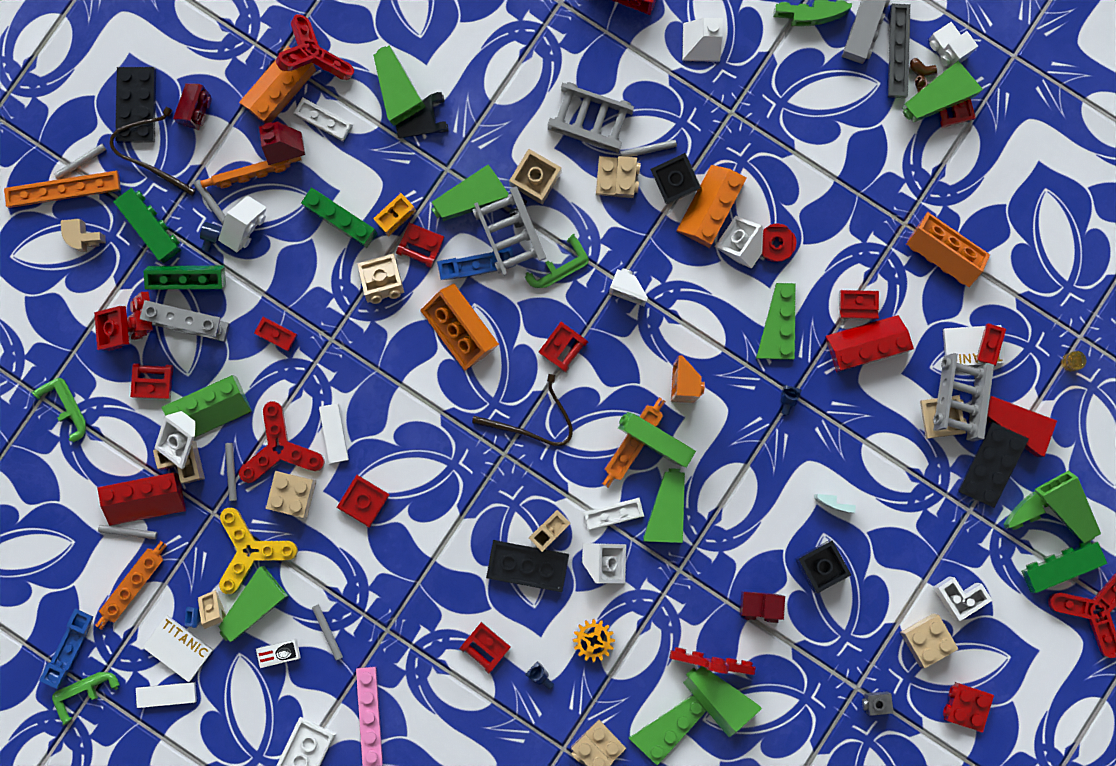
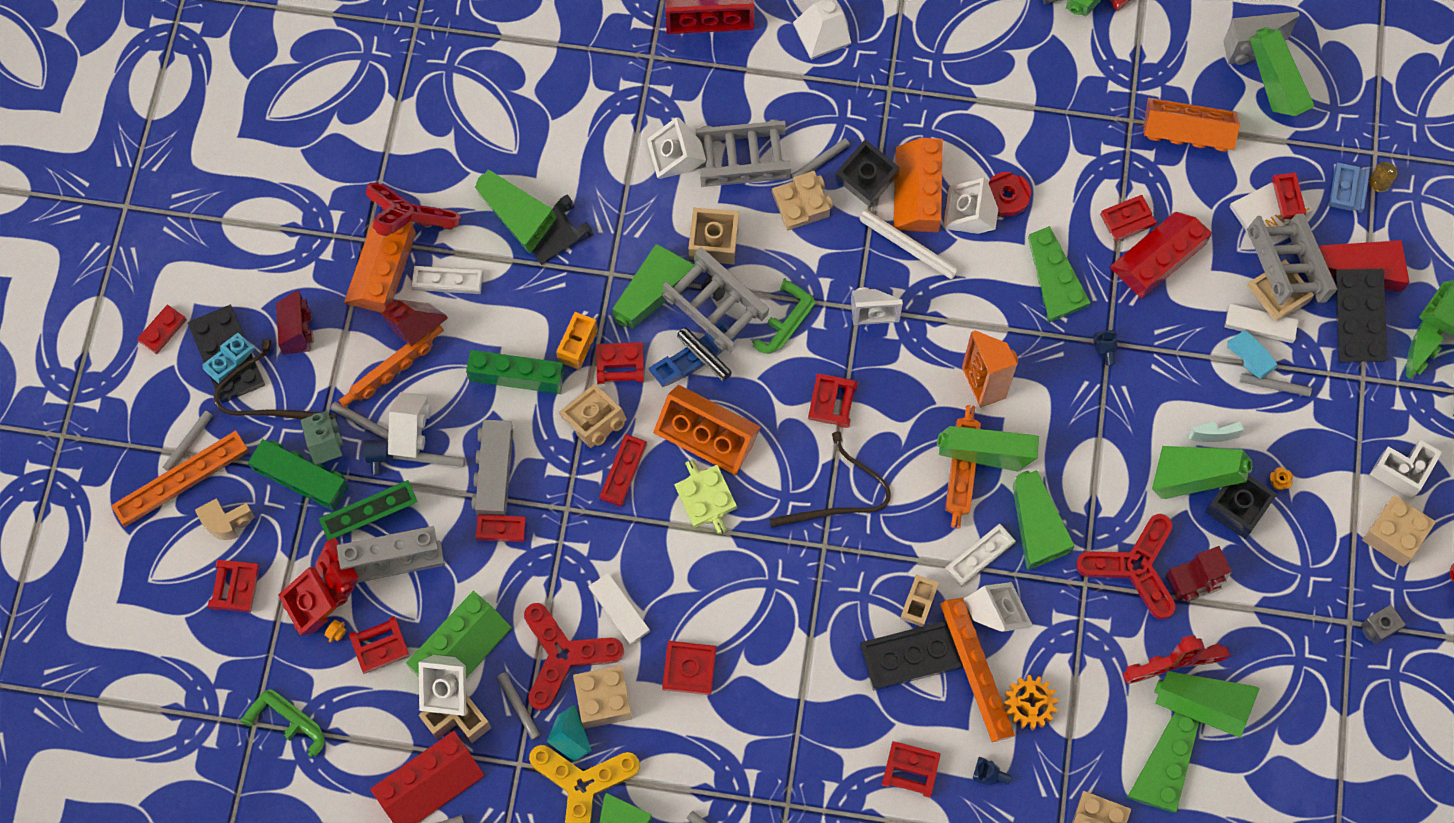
camera: 25 degrees left, 15 degrees down
(72, 292) = (241, 586): none -> red plate
(96, 63) = (161, 329): none -> red plate
(125, 357) = (335, 631): none -> light orange plate
(134, 111) = (229, 358): none -> medium azure slope
(174, 206) = (322, 437): none -> sand green brick
(255, 510) = (569, 735): none -> teal slope
(256, 260) = (435, 459): none -> light grey bar
(290, 286) = (494, 468): none -> light grey brick
(385, 329) = (623, 470): none -> red tile
(435, 377) = (705, 496): none -> yellowish green plate
(484, 267) = (704, 354): none -> black axle
(540, 91) = (675, 149): none -> white slope
(566, 599) = (977, 669): none -> orange plate
(681, 248) = (908, 244): none -> white axle
(710, 570) = (1119, 566): none -> red piece
(802, 528) = (1198, 469): none -> bright green slope
(861, 556) = (1281, 484): none -> light orange plate
(895, 456) = (1255, 356): none -> medium azure slope
(900, 486) = (1275, 384): none -> light grey bar
(915, 434) = (1261, 323): none -> white tile
(1034, 201) = (1237, 40): none -> light grey slope
(1036, 244) = (1279, 73): none -> bright green slope
(1043, 357) = (1349, 187): none -> medium blue plate

